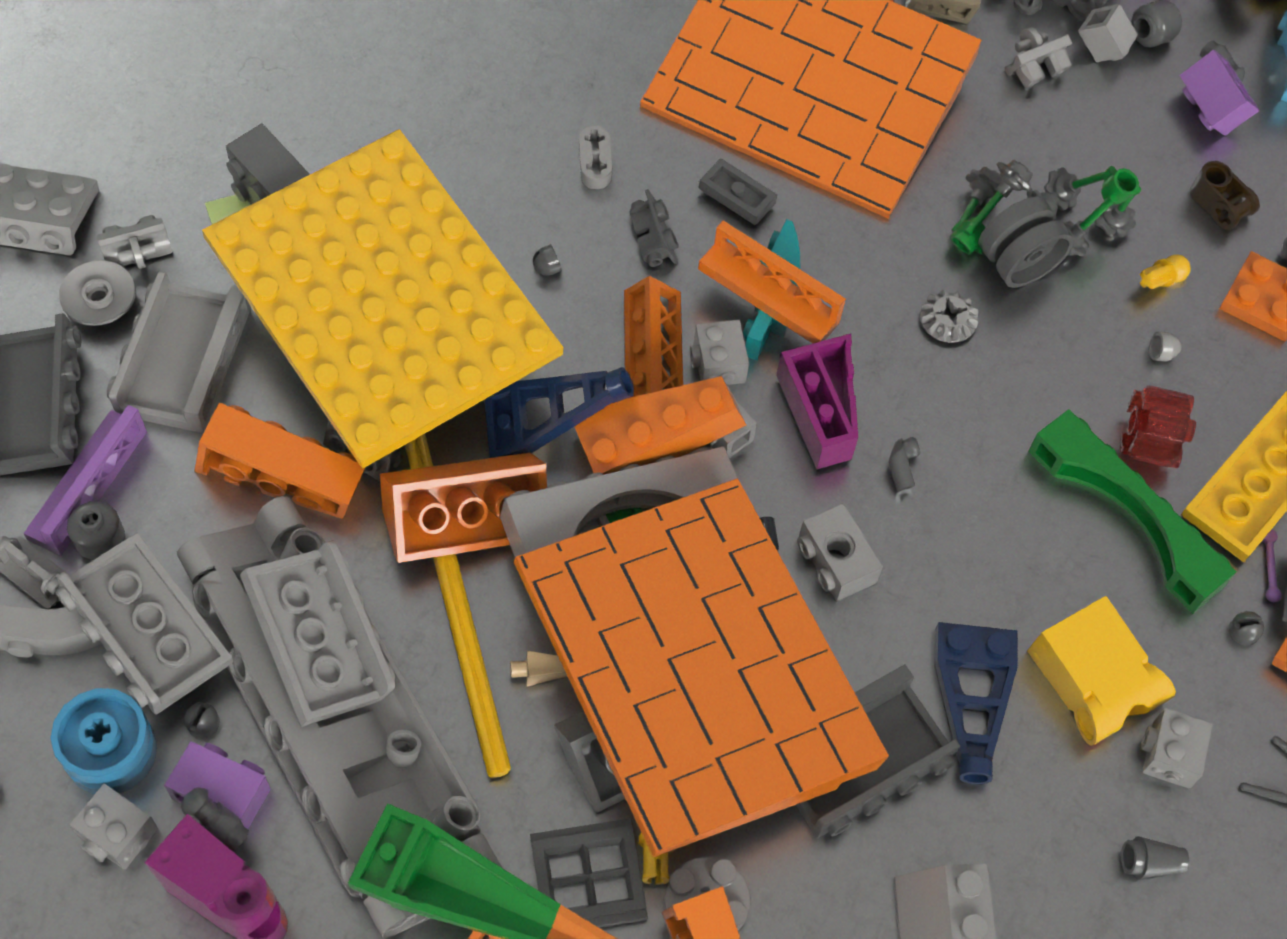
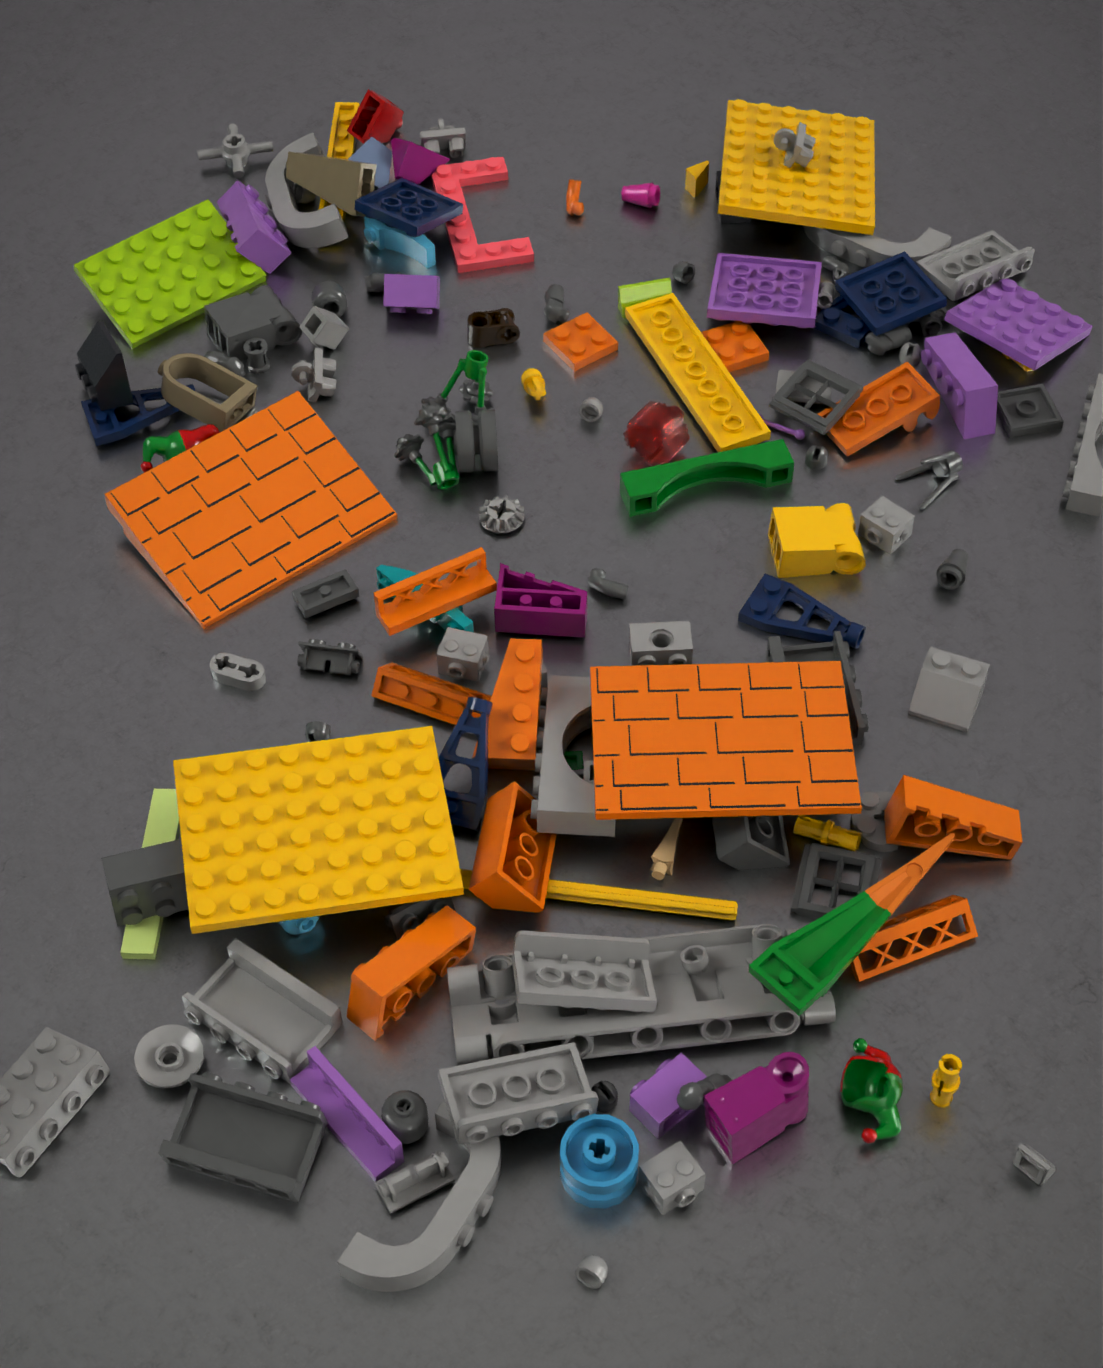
camera: 60 degrees left, 10 degrees down
(135, 243) = (136, 1011): light grey hips -> none

